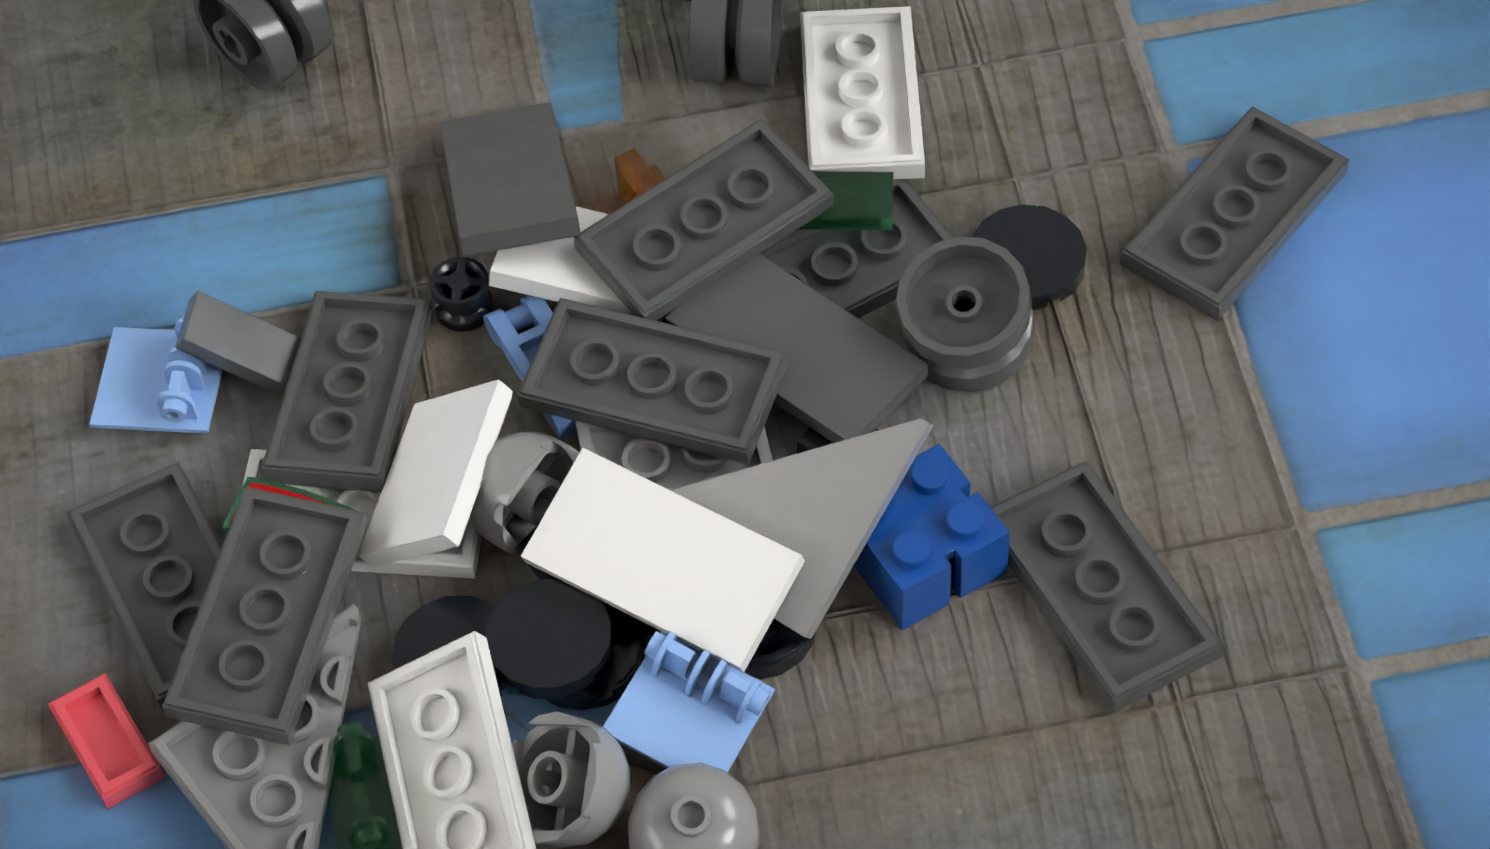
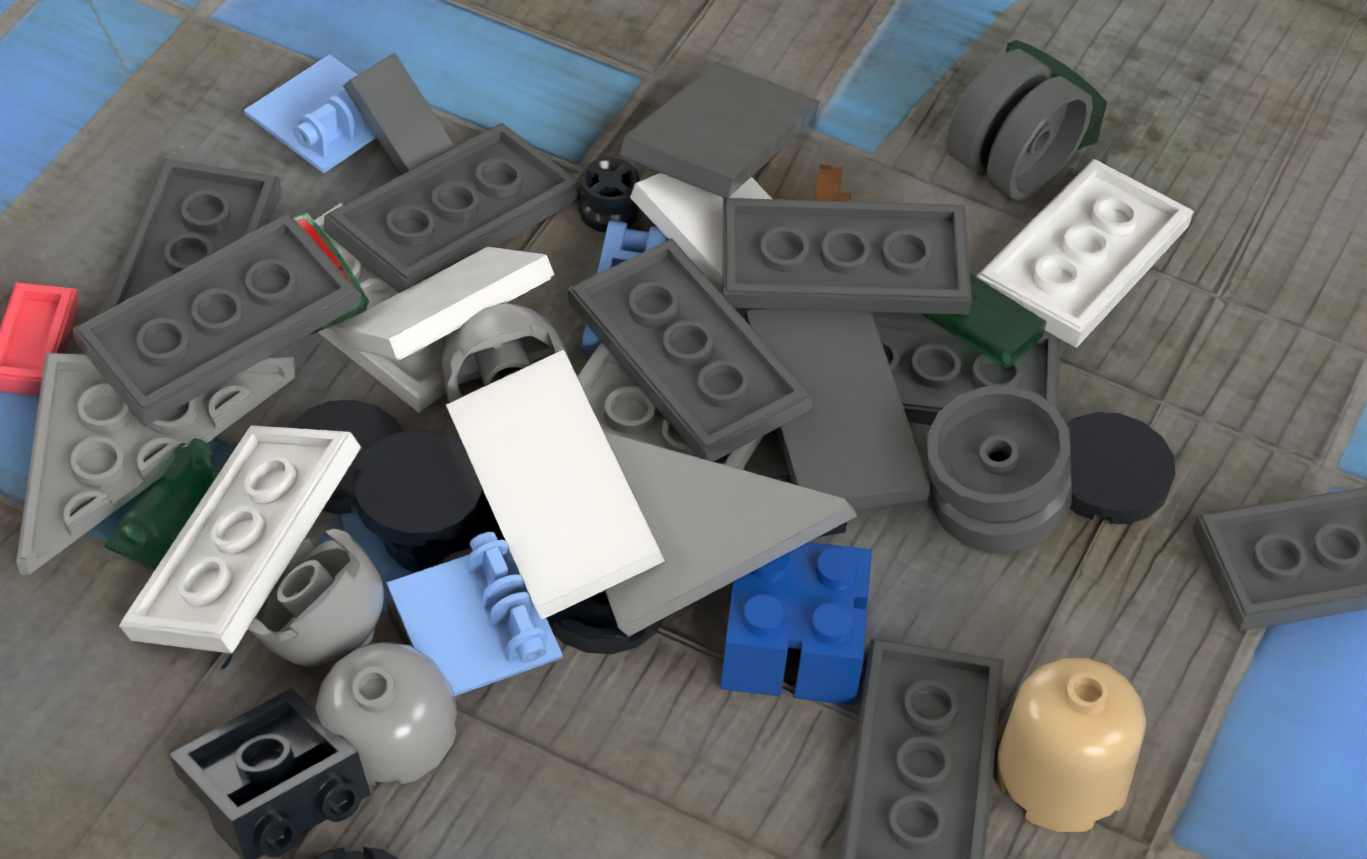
camera: 30 degrees right, 5 degrees down
(1196, 489) = (1071, 744): none -> tan cylinder

